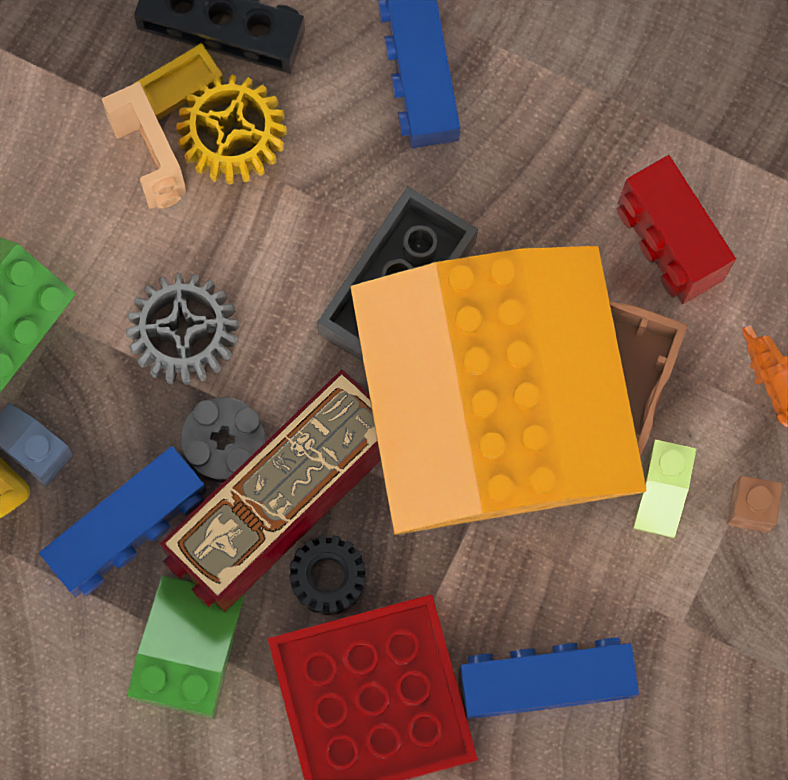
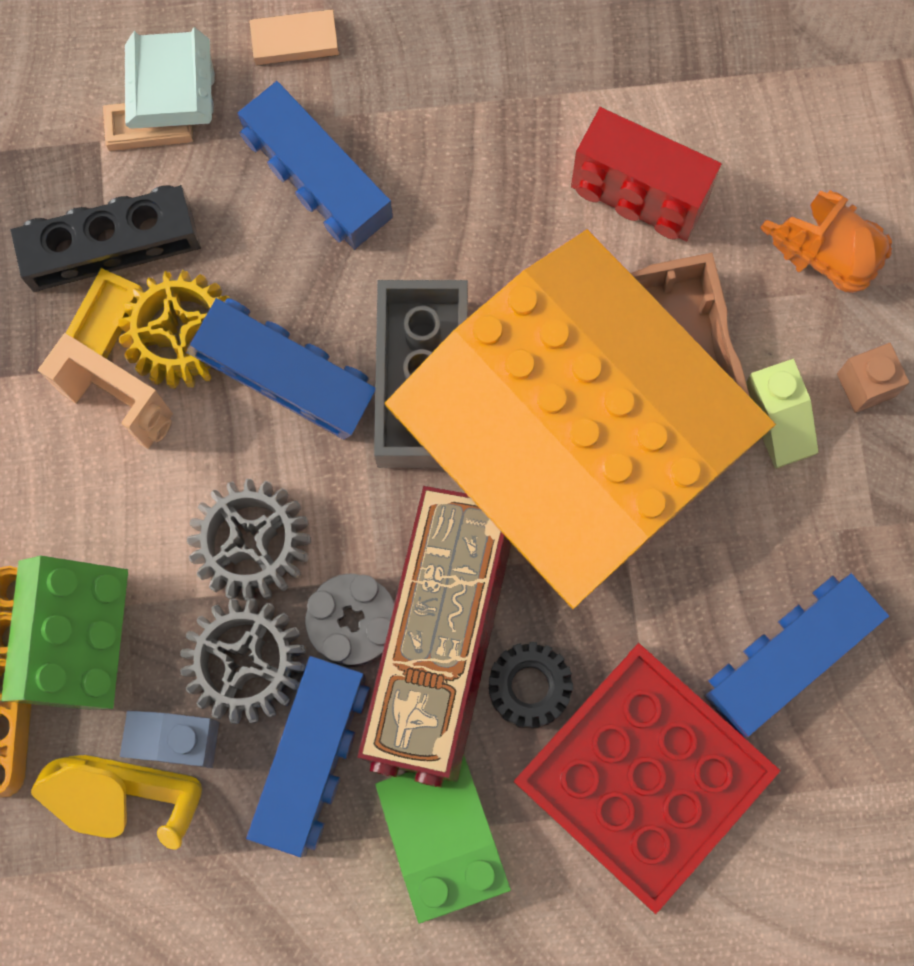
camera: 25 degrees left, 0 degrees up
(102, 389) = (233, 680): none -> light grey gear
(290, 211) = (281, 368): none -> blue brick

